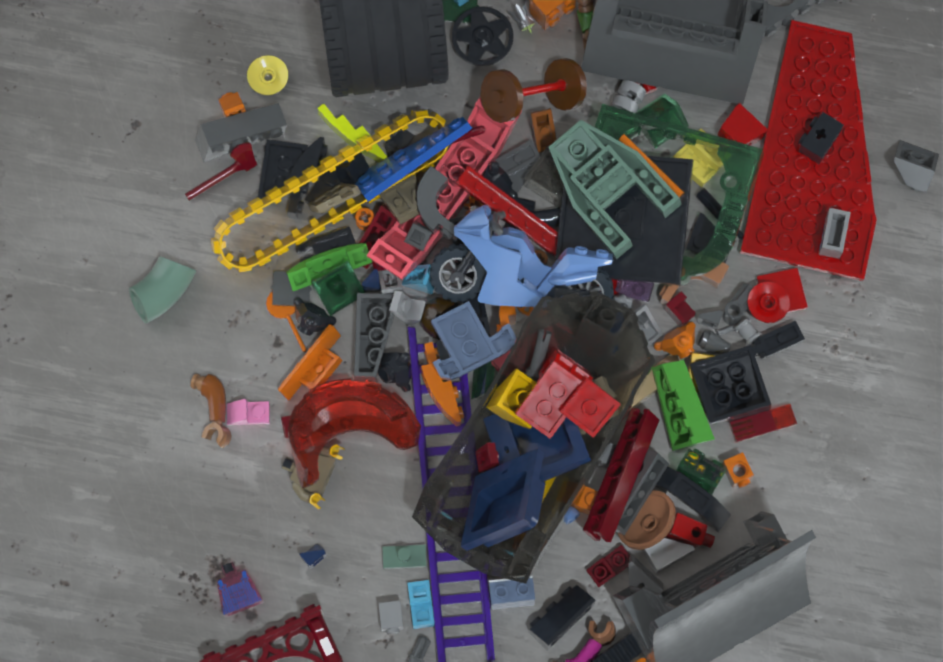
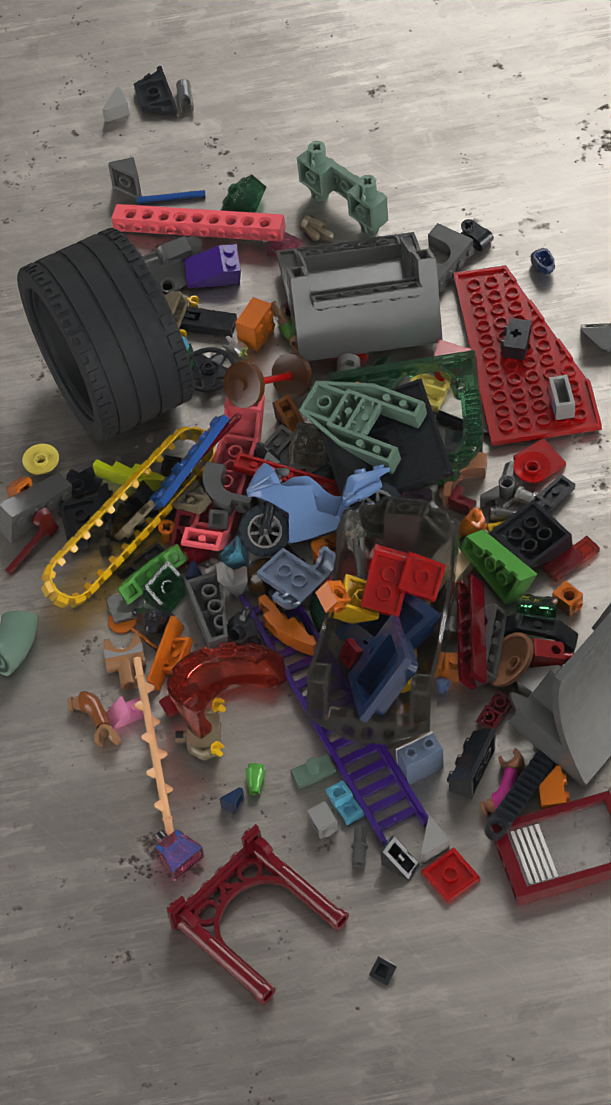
camera: 15 degrees left, 20 degrees down
(258, 474) = (156, 753): none -> light nougat plant
(266, 354) = (122, 661): none -> medium nougat connector
(304, 117) = (84, 481): none -> black plate
(344, 540) = (255, 775): none -> bright green cone
(490, 396) = (333, 596): none -> orange brick
(894, 46) = (543, 261): none -> dark blue rock

